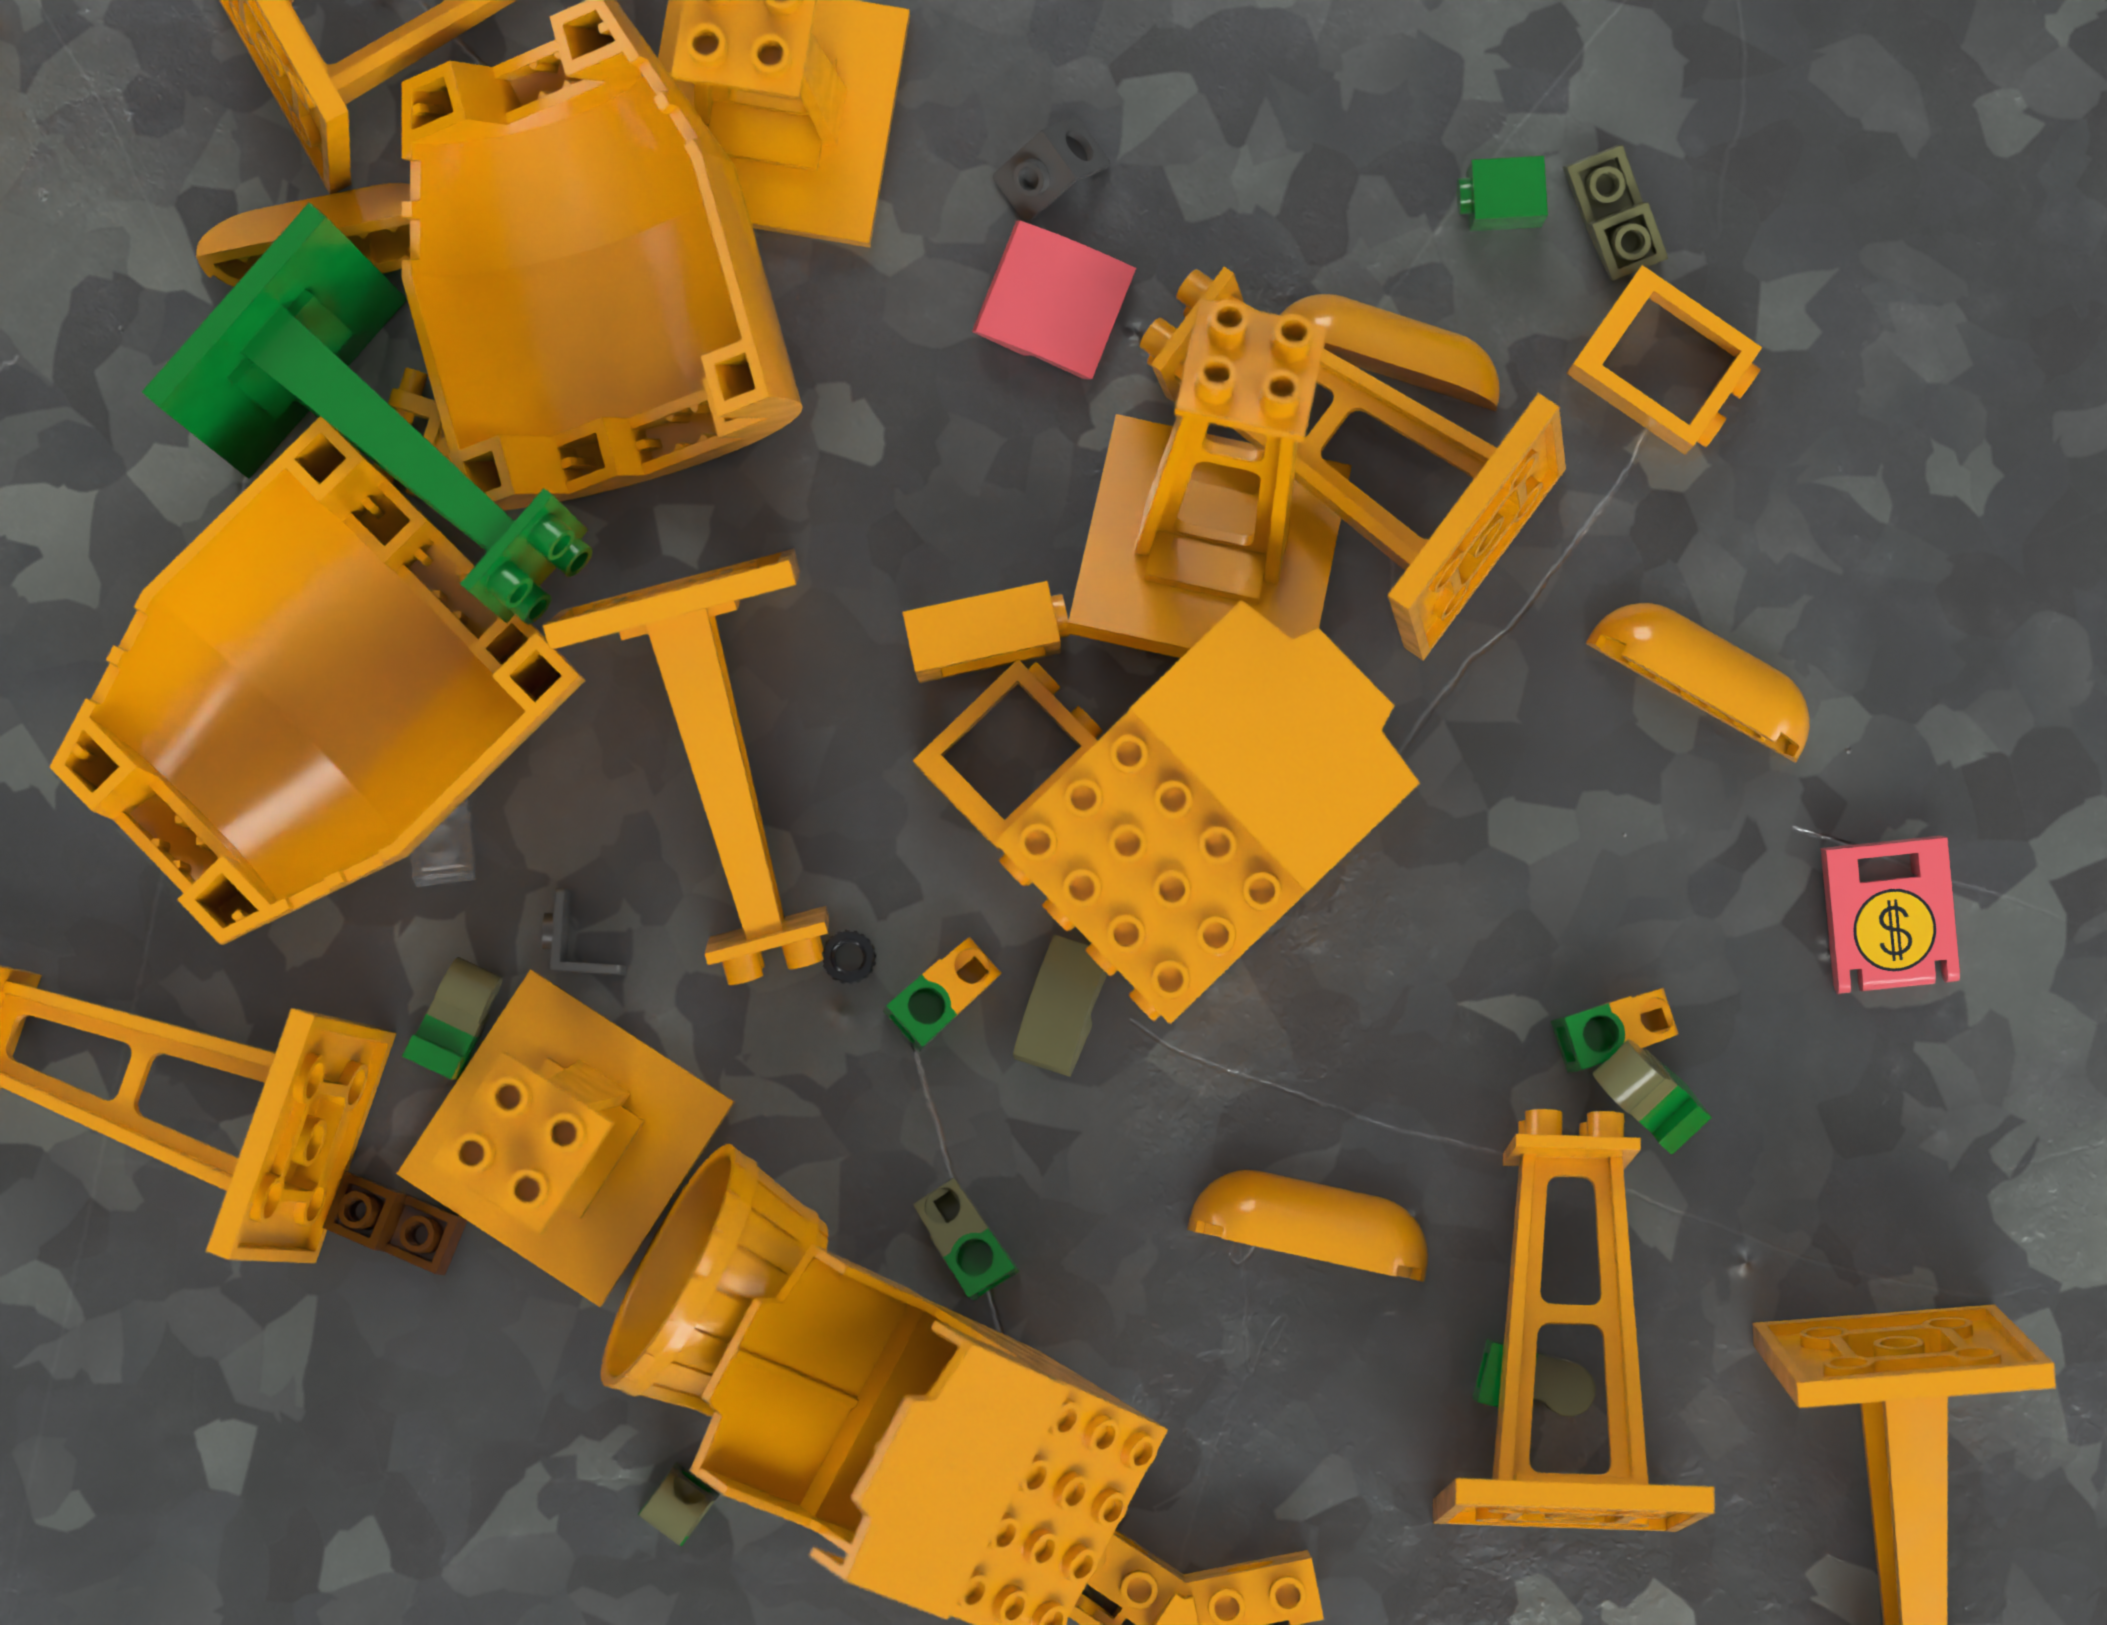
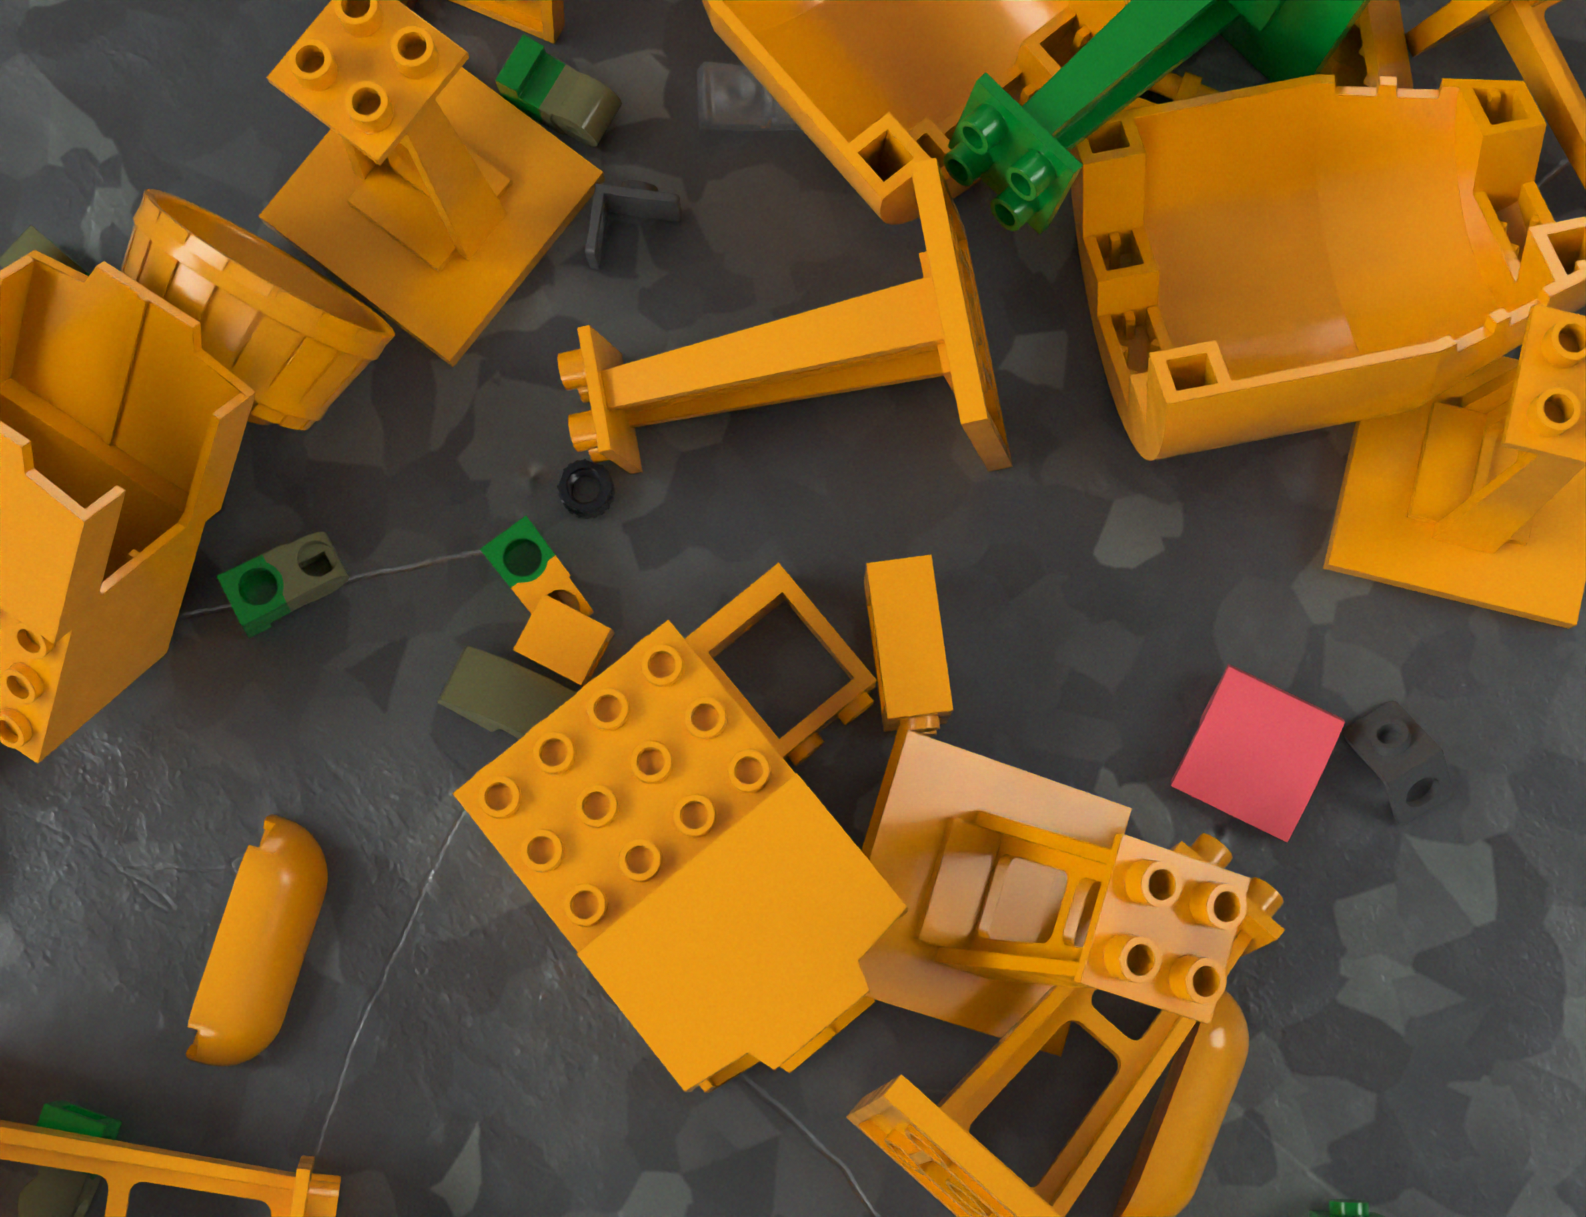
camera: 95 degrees right, 5 degrees down
(1002, 959) = (564, 640): none -> light orange panel

